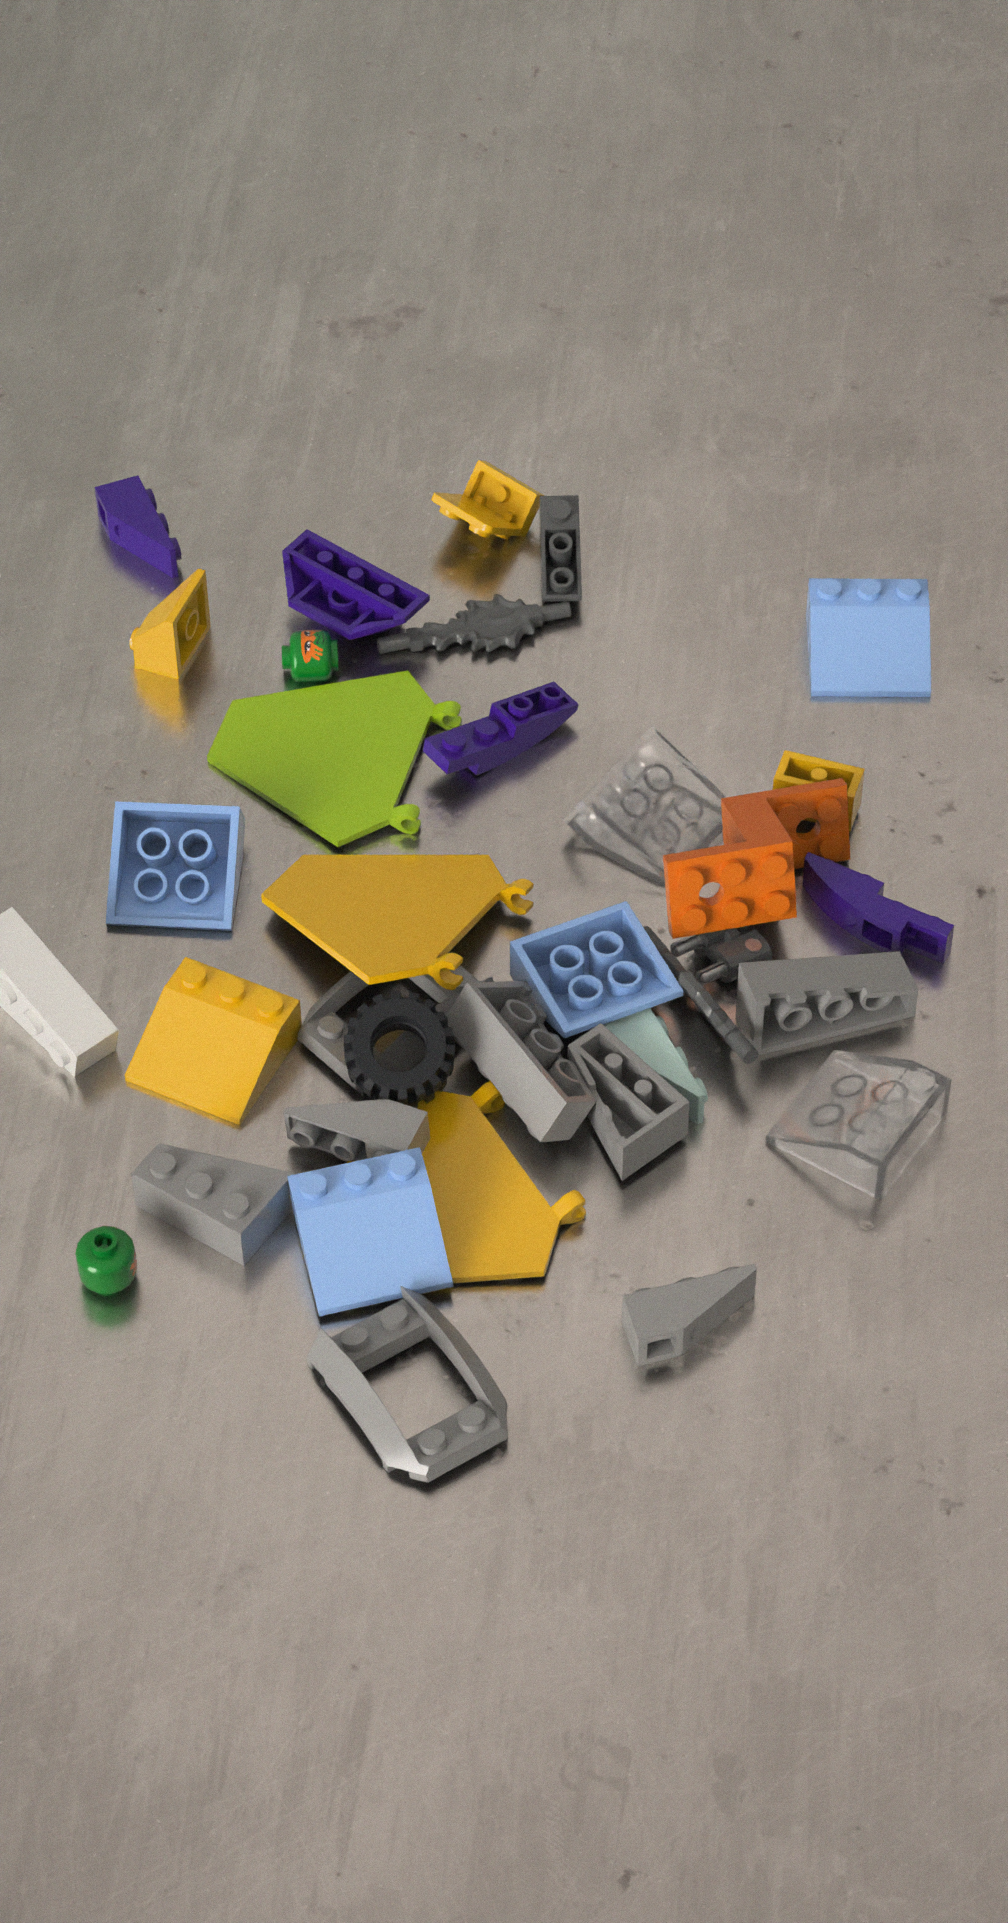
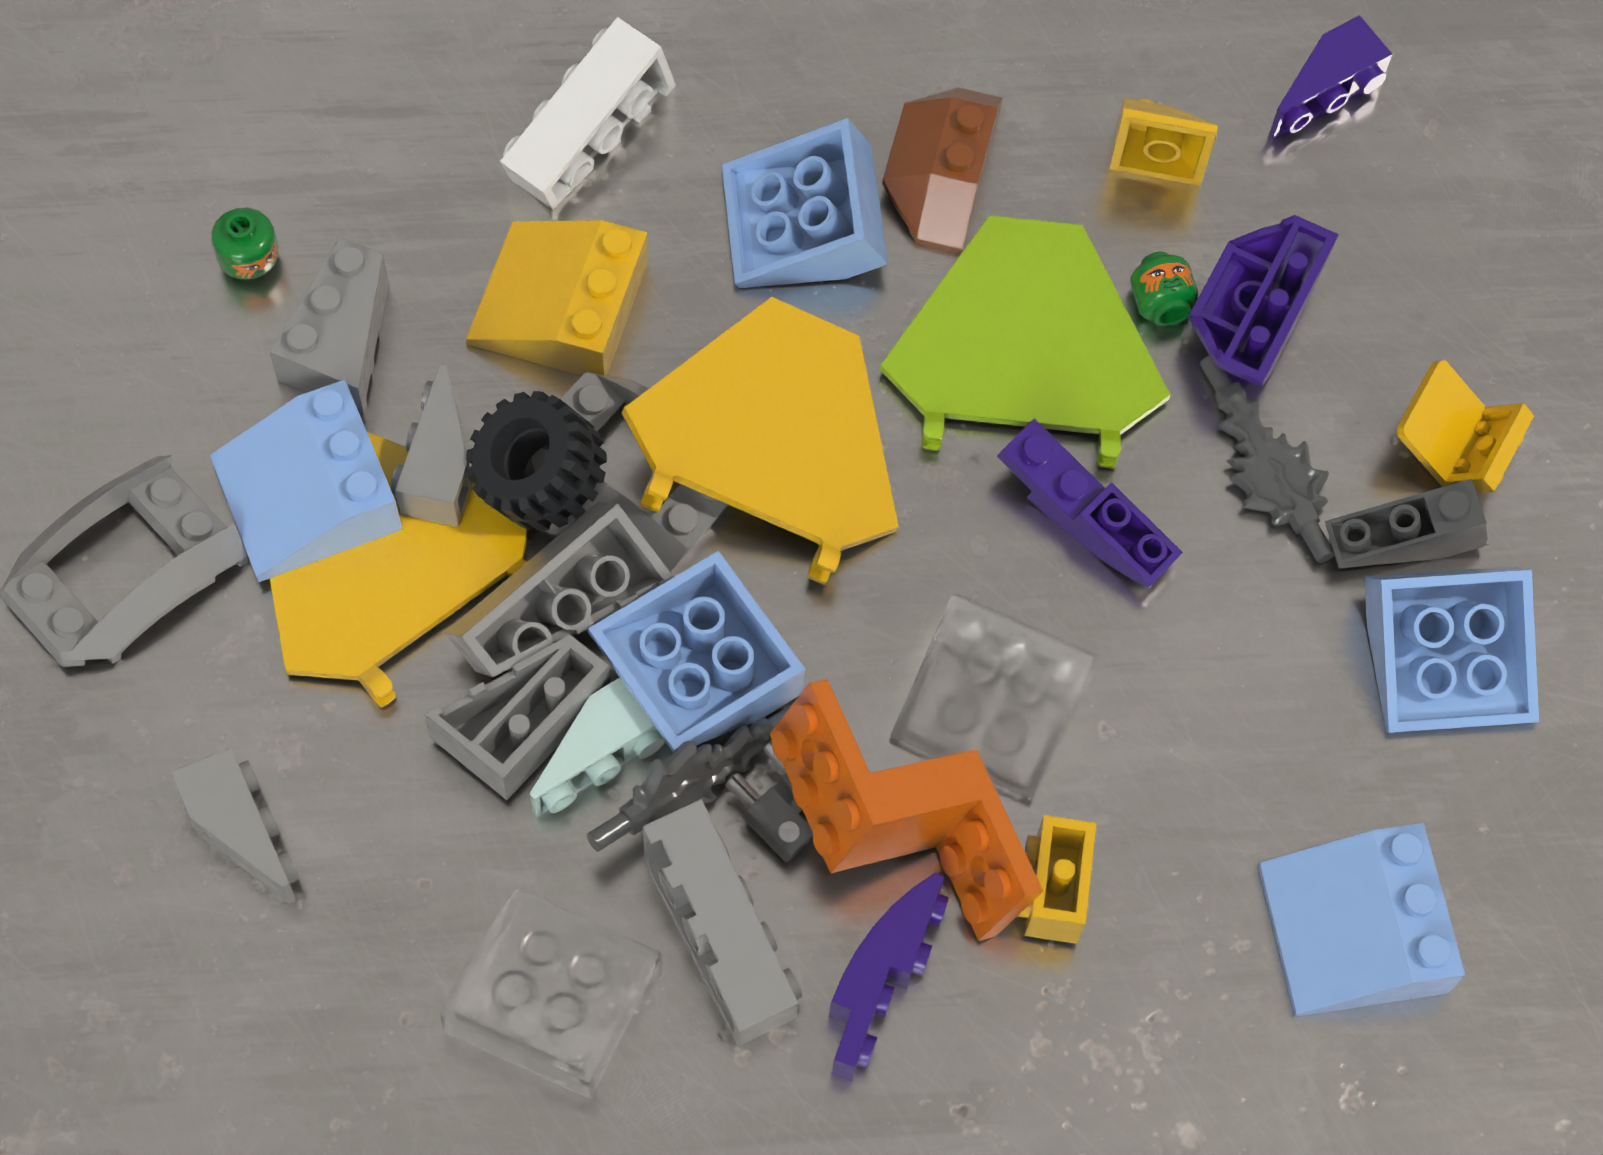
camera: 75 degrees right, 15 degrees up
(150, 765) = (940, 164): none -> dark orange wedge
(658, 549) = (1453, 648): none -> light blue slope

